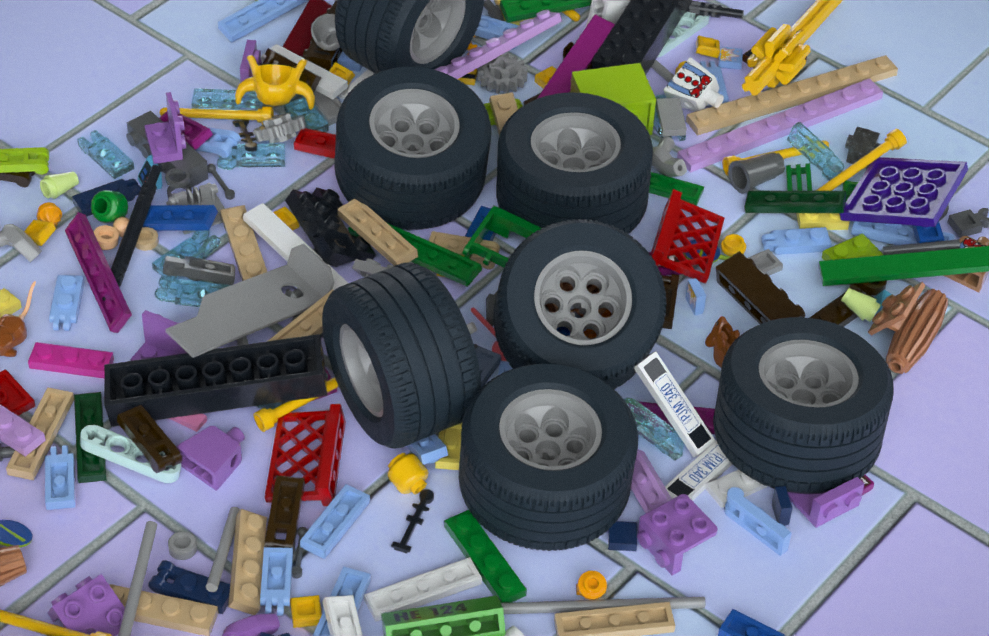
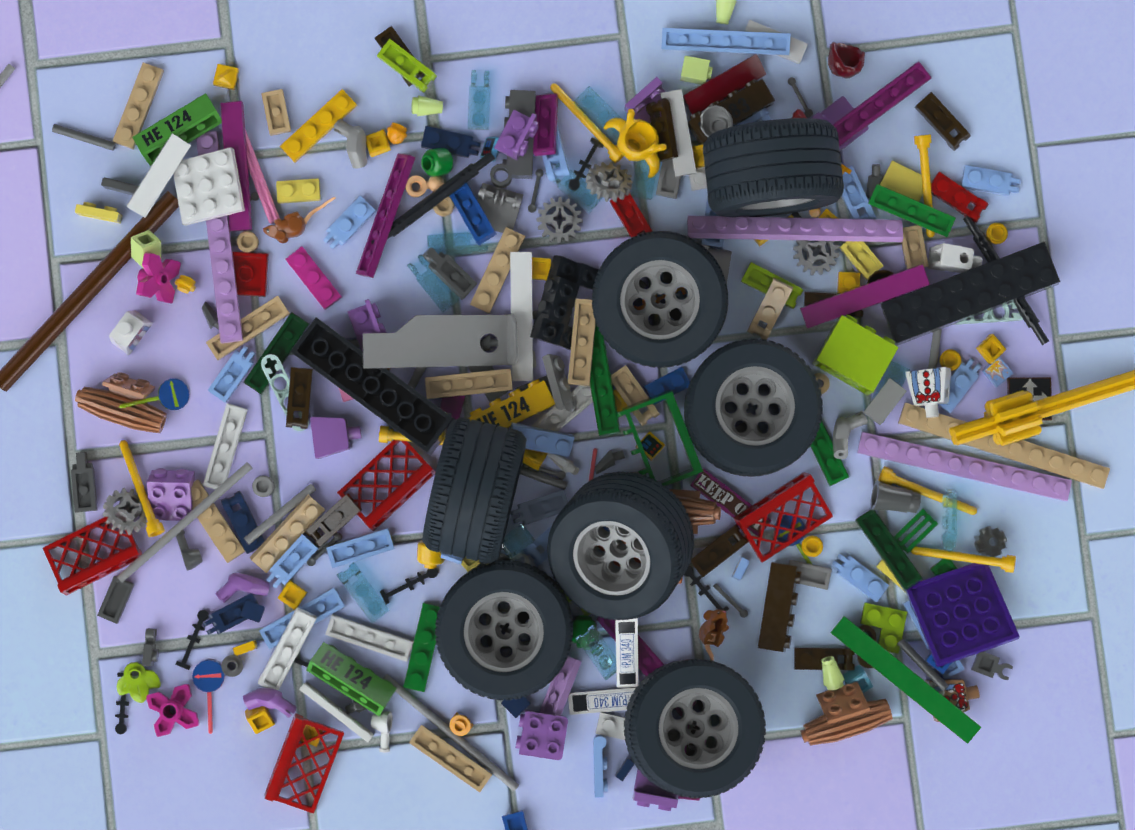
camera: 40 degrees right, 40 degrees up
(108, 540) = (225, 446): none -> white tile
(263, 180) = (549, 220): none -> light grey gear
(273, 31) = (695, 70): none -> yellowish green brick
(376, 554) = (363, 593): none -> clear light blue plate
(540, 56) = (861, 257): none -> light yellow plate
(570, 26) = (914, 247): none -> tan plate
(684, 337) = (704, 590): none -> black piece
(694, 327) = (743, 613): none -> dark grey hinge

